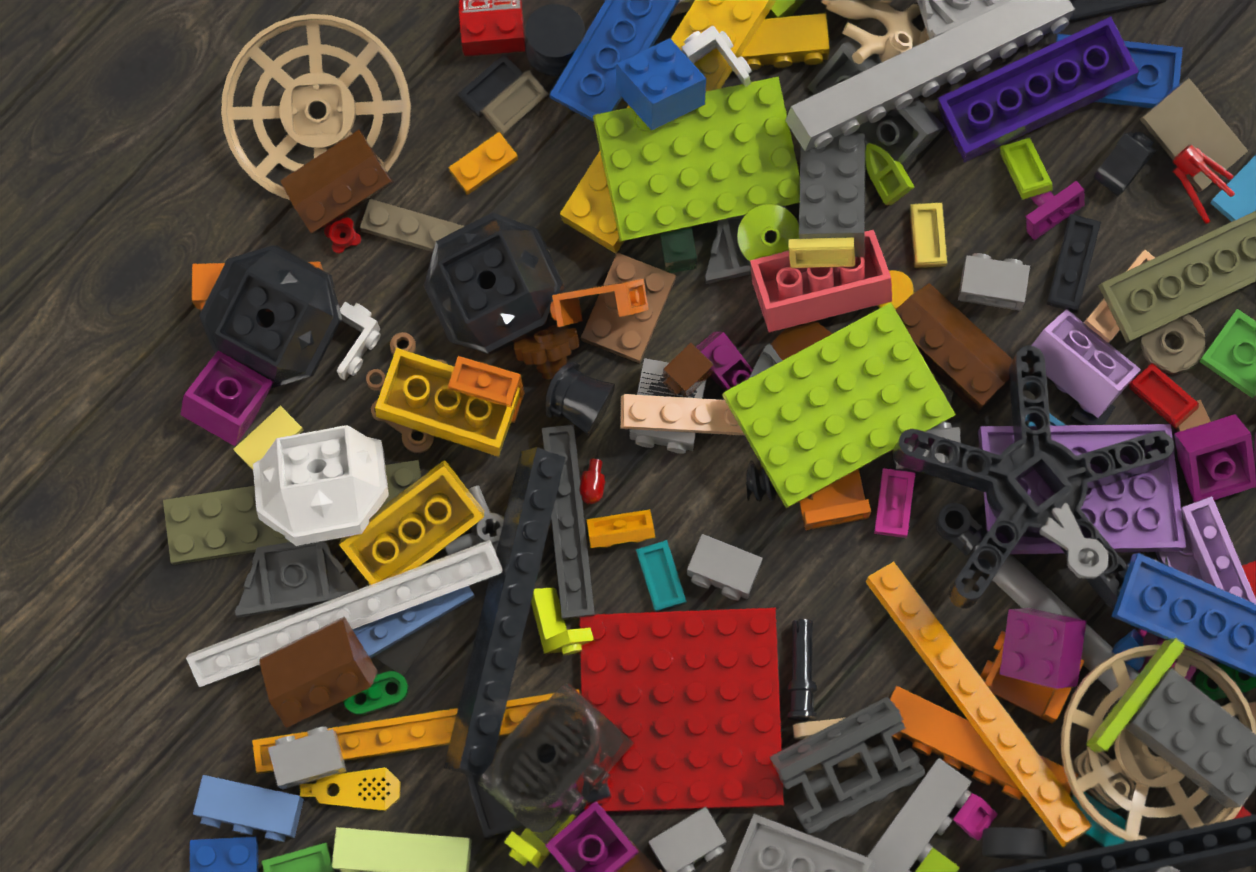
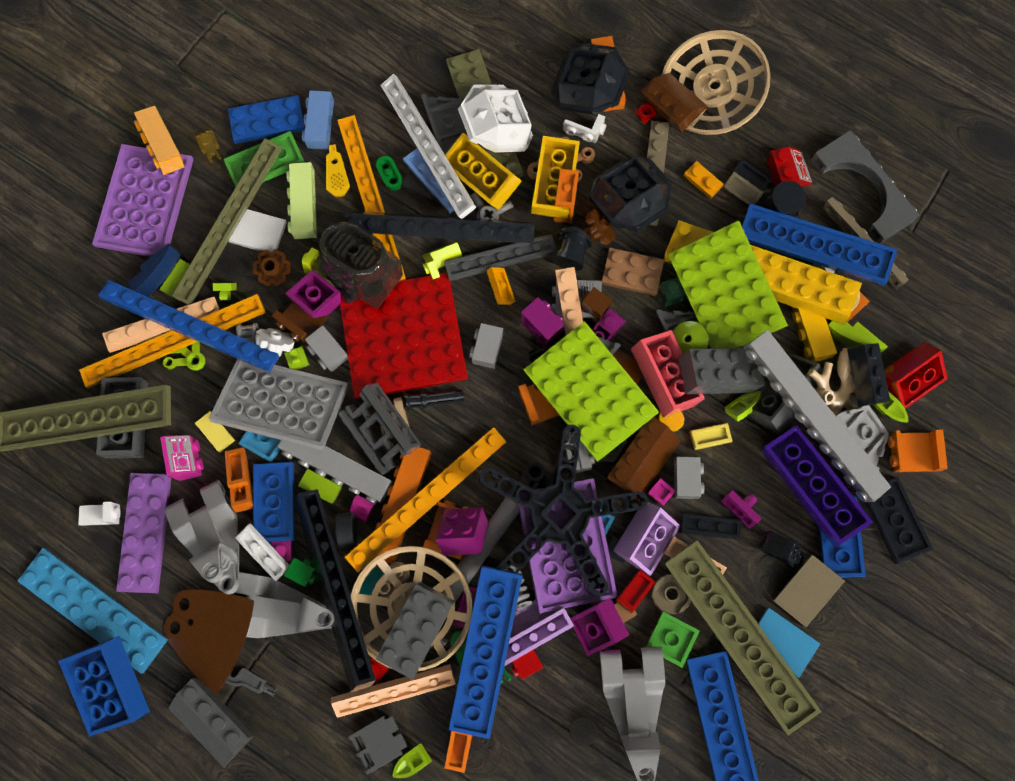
camera: 80 degrees right, 0 degrees up
(225, 398) = (540, 67): magenta slope -> none
(259, 441) = (528, 97): light yellow tile -> none
(306, 758) = (345, 140): light grey brick -> none
(316, 672) = (392, 136): reddish brown slope -> none
(592, 482) = (525, 267): red cylinder -> none
(629, 297) = (633, 259): orange panel -> none
(660, 84) = (765, 253): blue brick -> none
(661, 576) = (478, 313): teal tile -> none
(700, 44) = (798, 277): white bracket -> none
(703, 466) = (542, 322): none -> magenta brick
(822, 252) = (682, 367): light yellow tile -> none
(894, 503) = (540, 437): dark pink plate -> none
(1011, 327) = (661, 492): none -> dark pink plate
(1026, 168) = (764, 488): lime tile -> none
(1084, 555) = (517, 545): light grey piece -> none
(1130, 641) = (473, 584): blue tile -> none
(1135, 695) = (435, 586): lime tile -> none
(1191, 162) = (789, 590): red plant -> none

